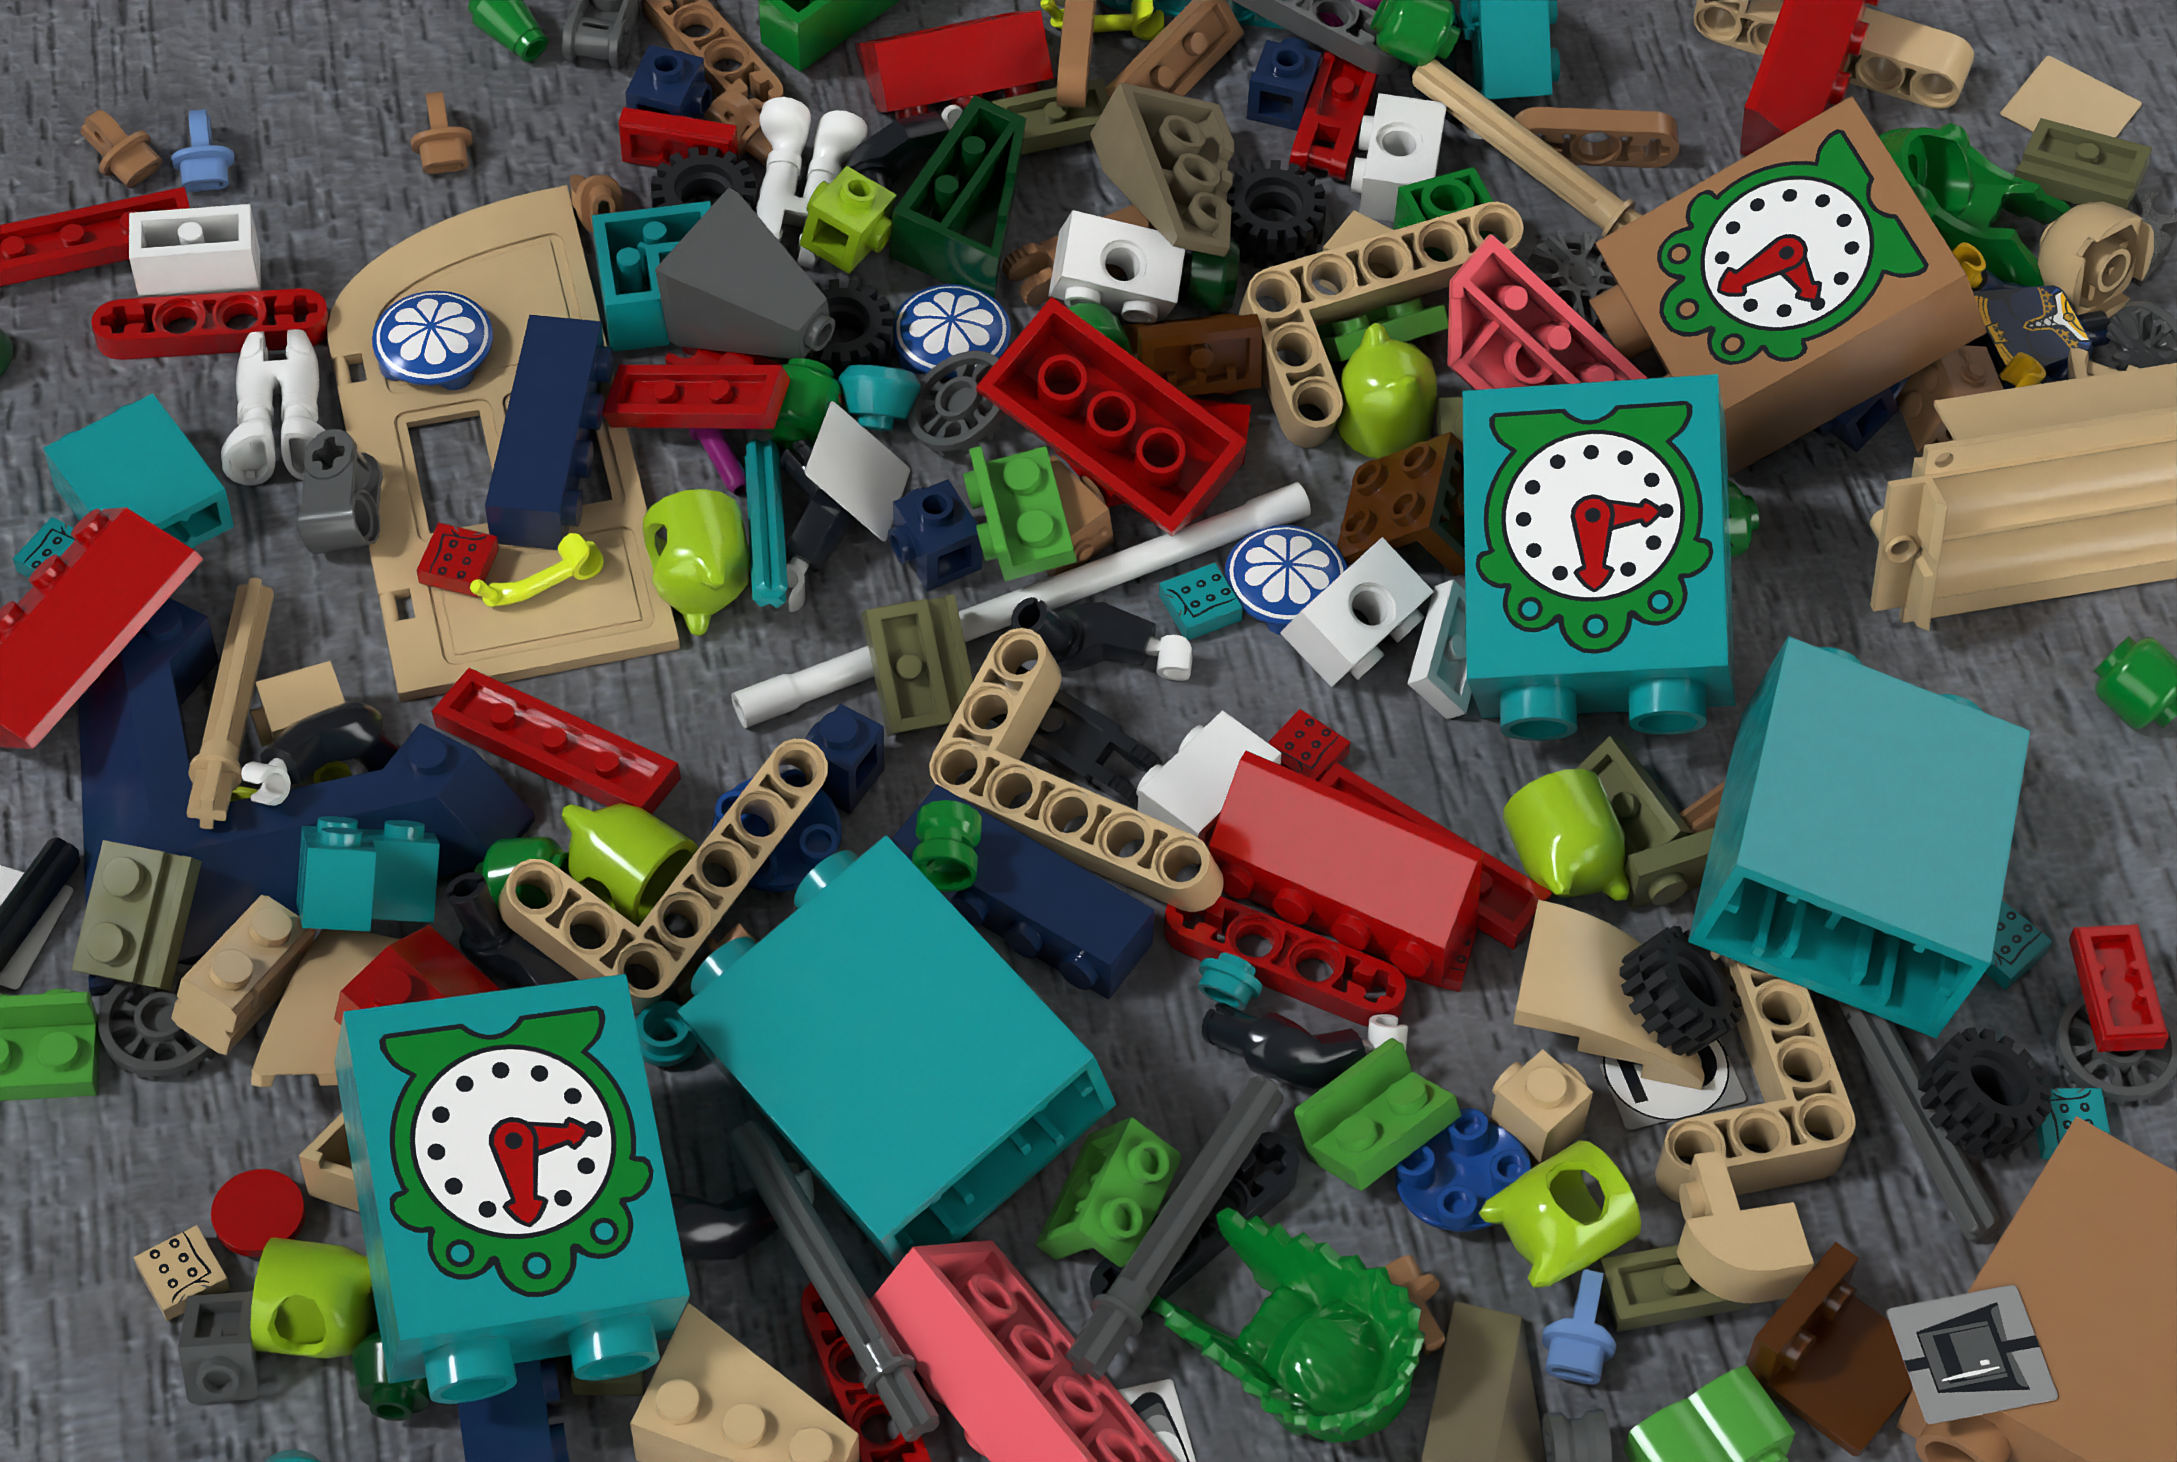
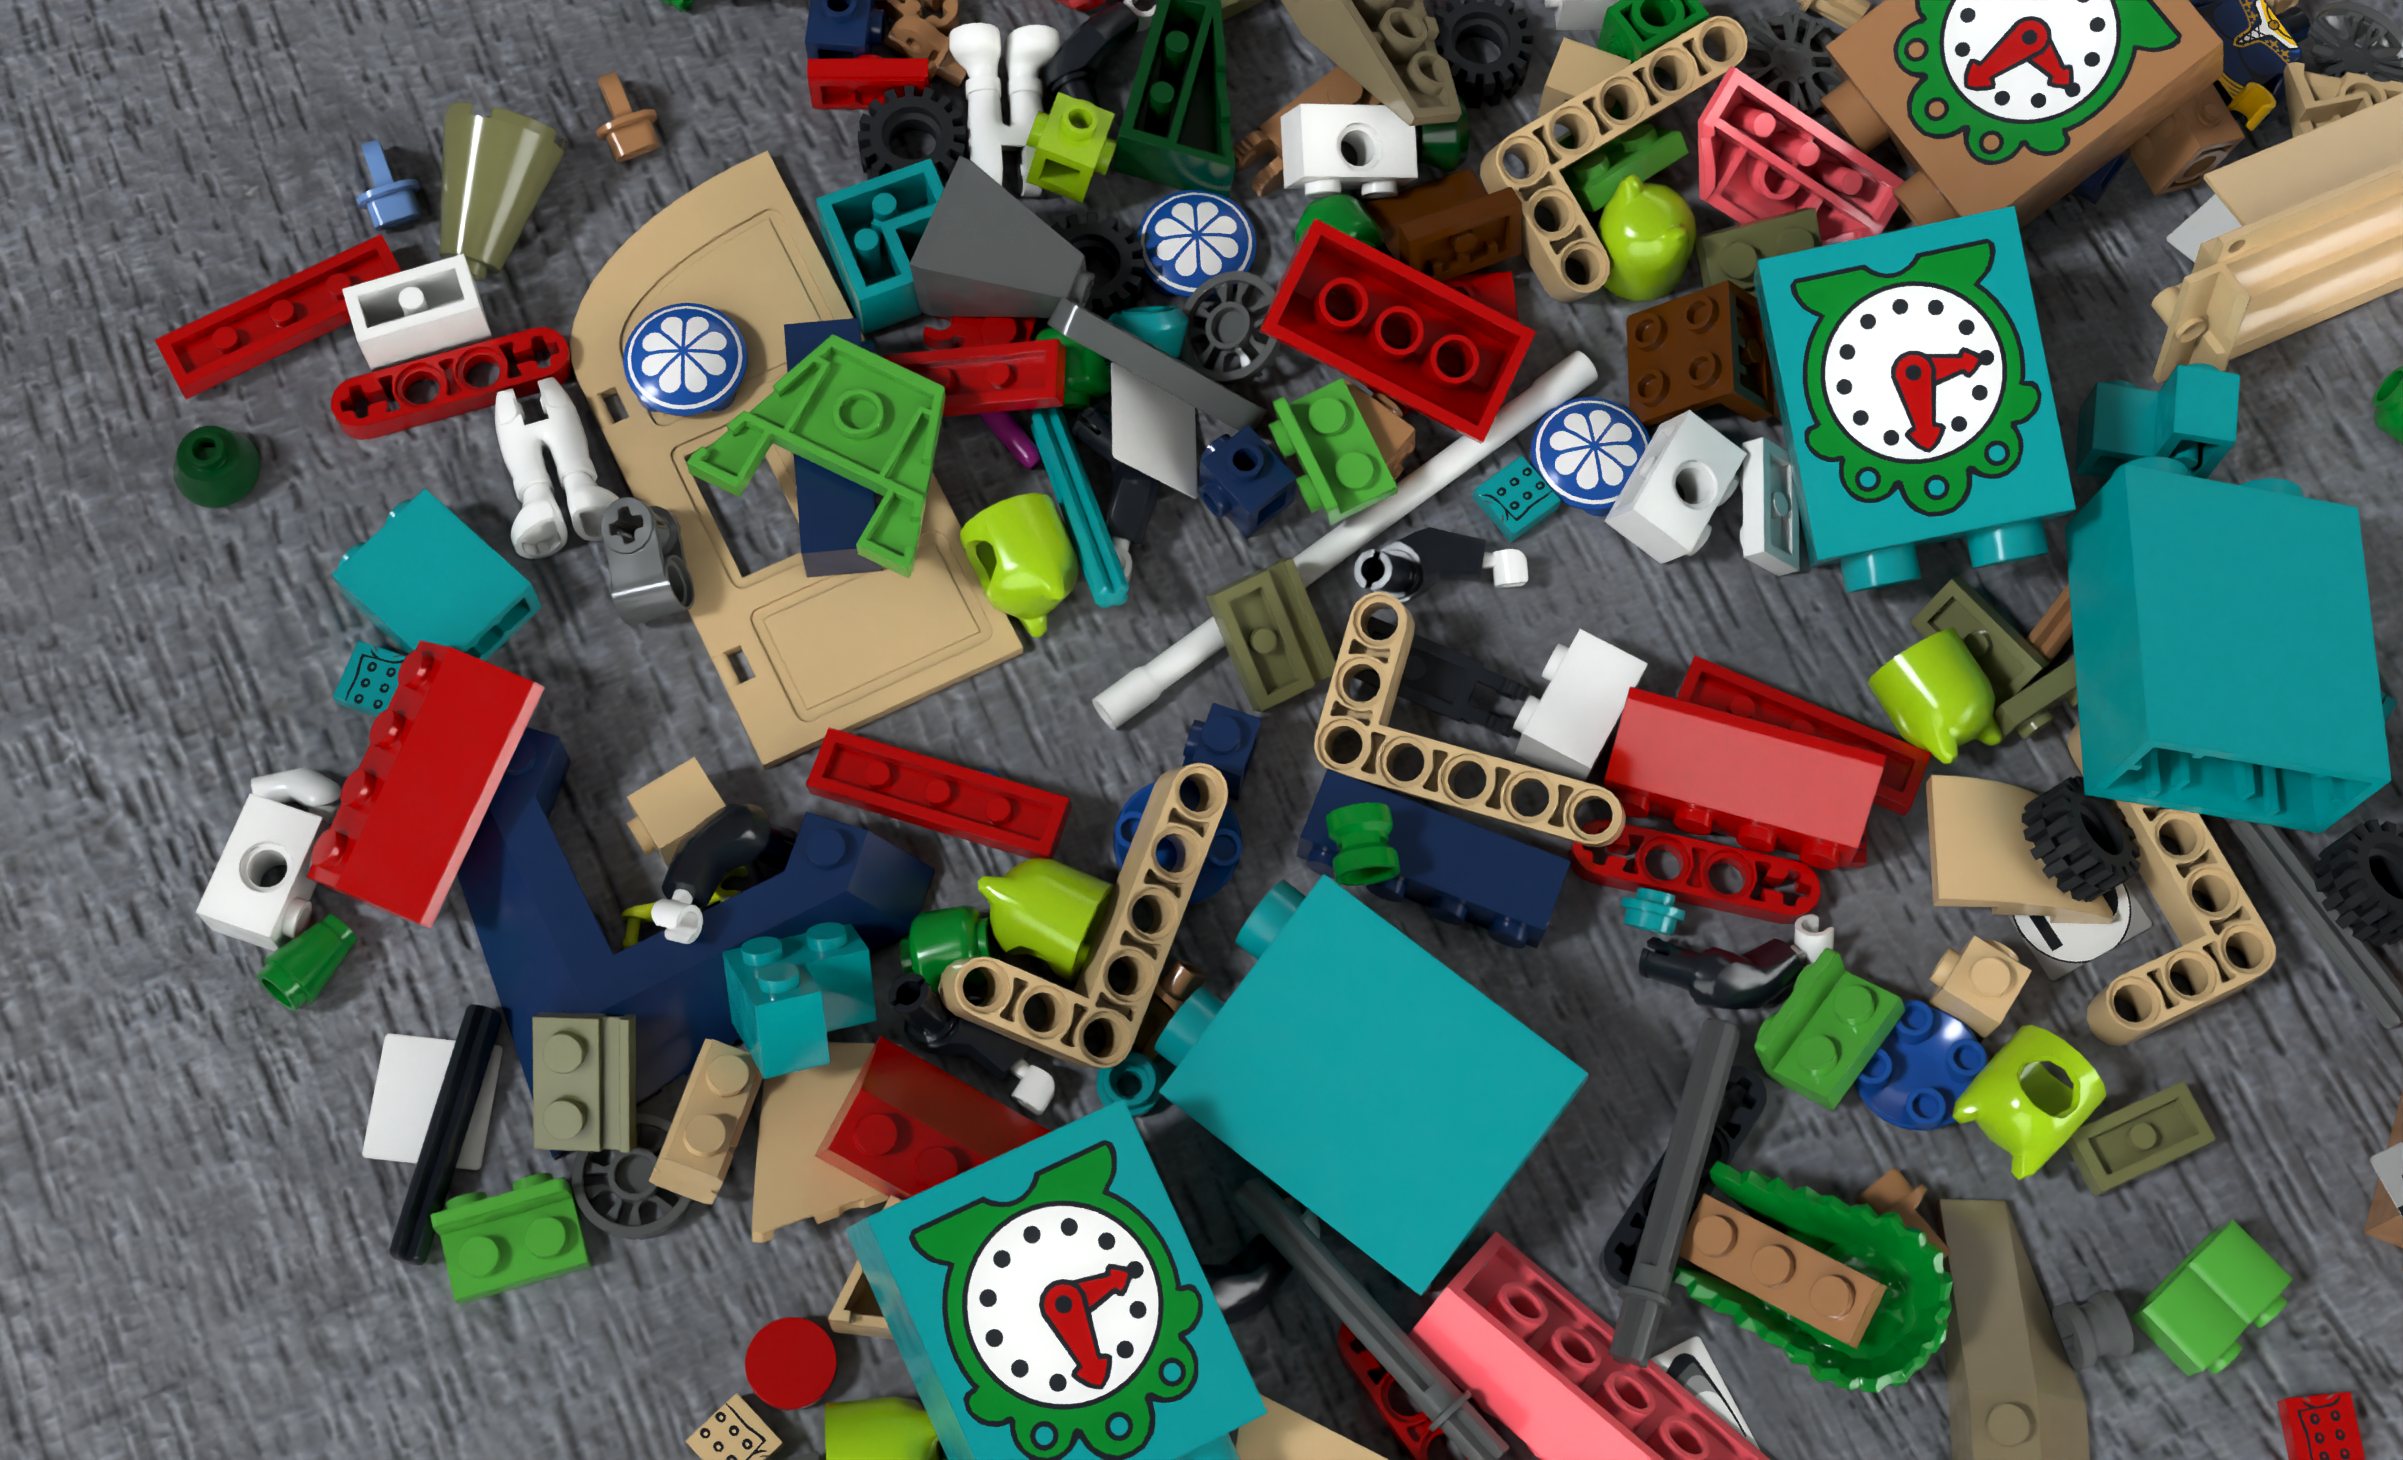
camera: 15 degrees left, 15 degrees up
(123, 155) = (310, 207): medium nougat piece -> none
(217, 768) = (619, 908): tan axle -> none
(300, 157) = (491, 182): none -> olive cone
(457, 558) = (782, 606): red tile -> none
(563, 395) = (855, 420): none -> bright green wing
(579, 560) = (899, 590): neon yellow piece -> none
(595, 196) = (803, 164): medium nougat piece -> none
(870, 408) = (1155, 365): none -> dark grey beam
(1110, 1193) = (1600, 1168): bright green bracket -> none
(1260, 1311) = (1781, 1271): none -> medium nougat plate
(1309, 746) = (1660, 641): red tile -> none
(1578, 1344) = (2067, 1224): medium blue piece -> none
(1734, 1252) = (2197, 1107): tan brick -> none
(1832, 1357) = (2303, 1184): reddish brown bracket -> none
(1882, 635) = (2185, 420): none -> teal brick

